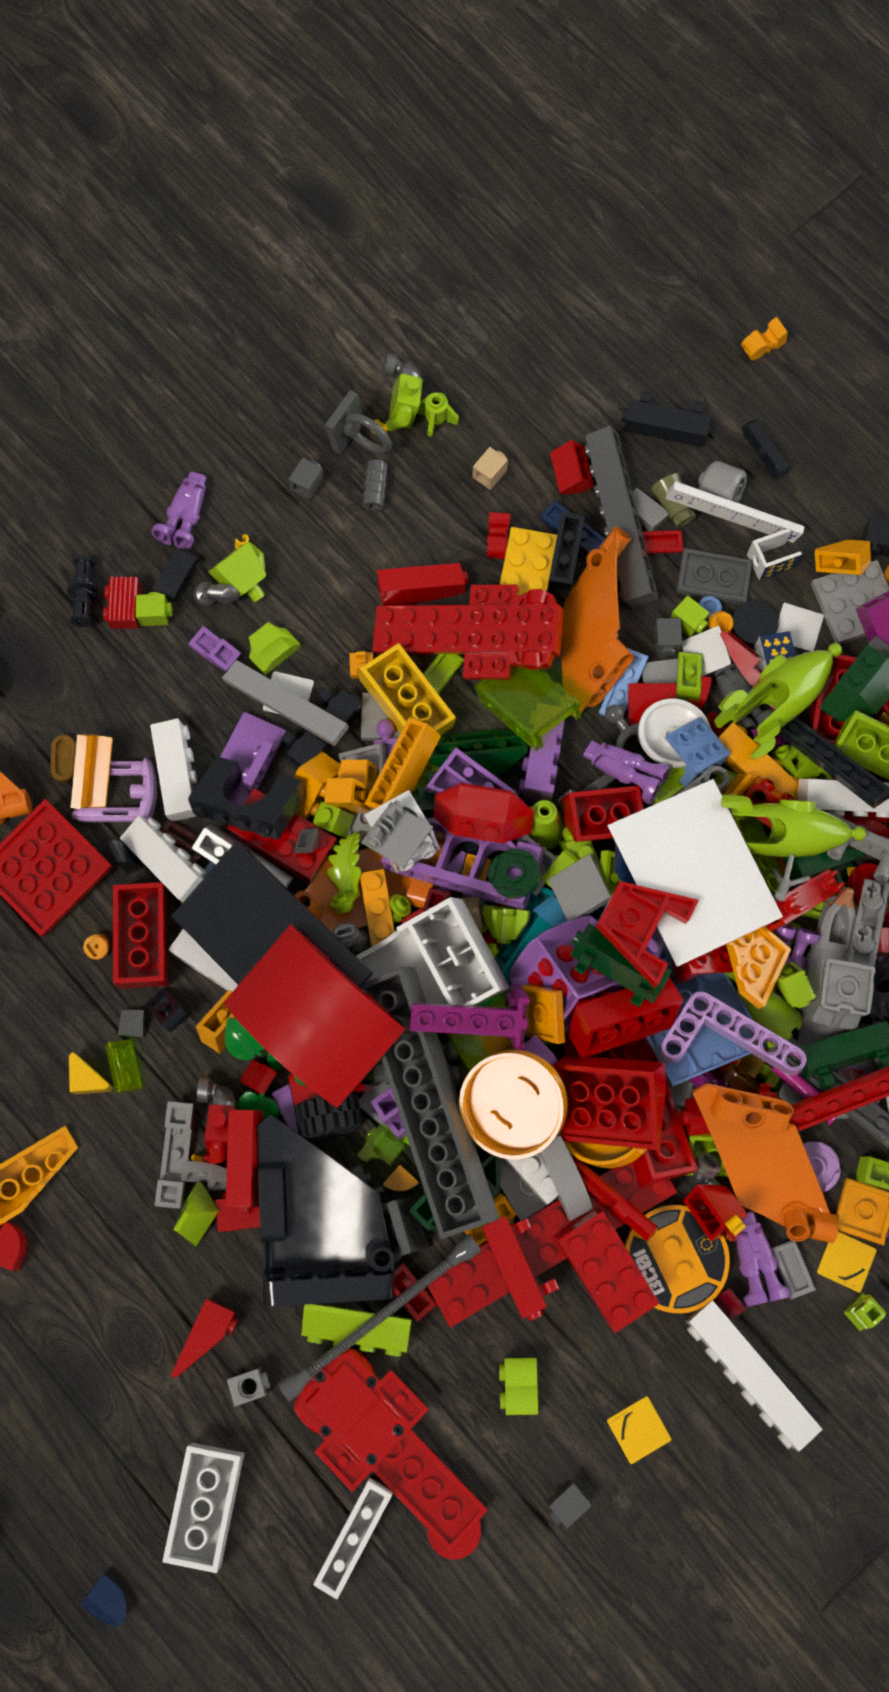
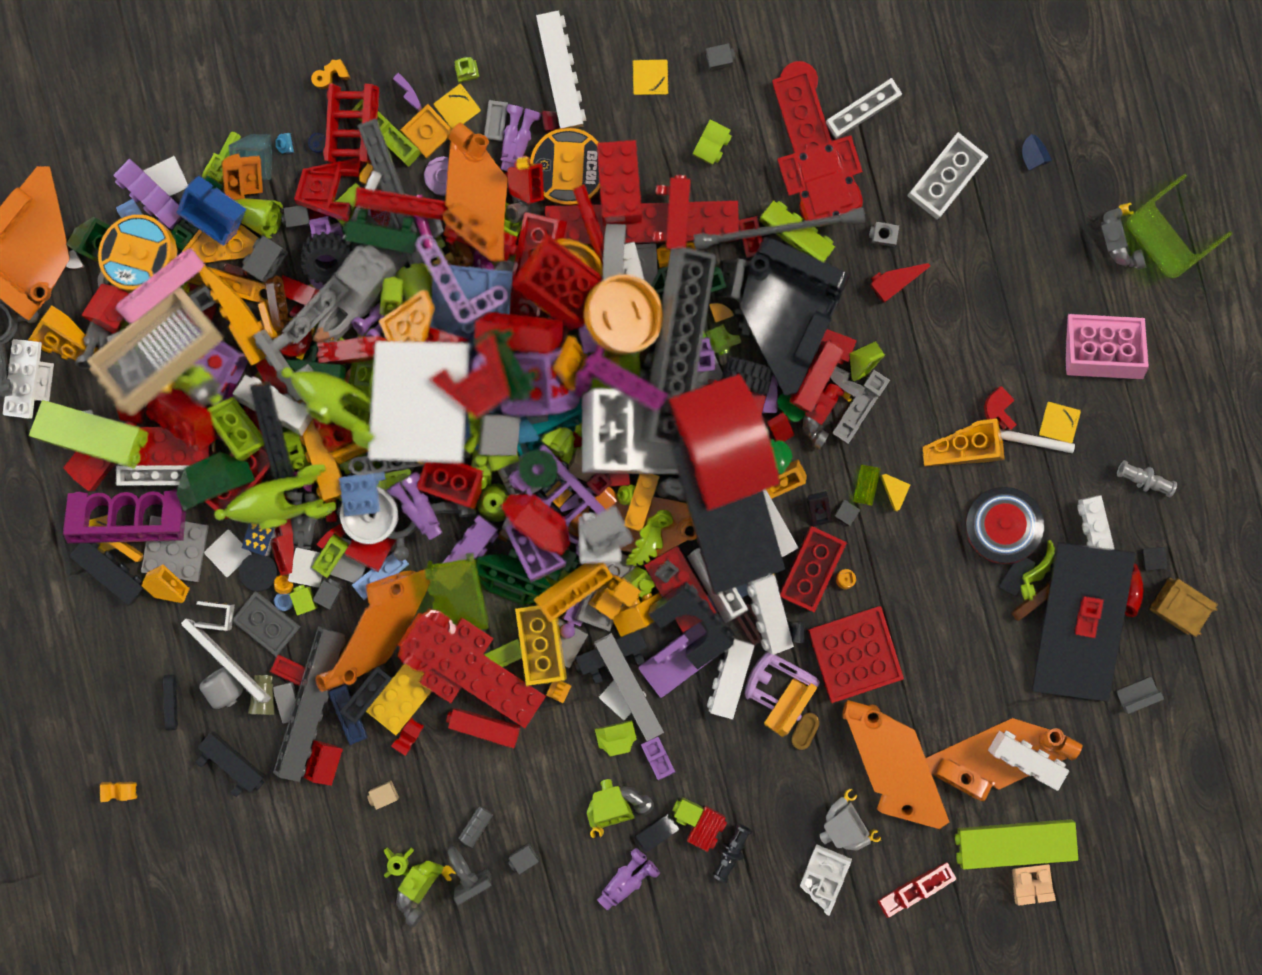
camera: 150 degrees left, 15 degrees up
(785, 883) = (358, 366): light grey plant -> none

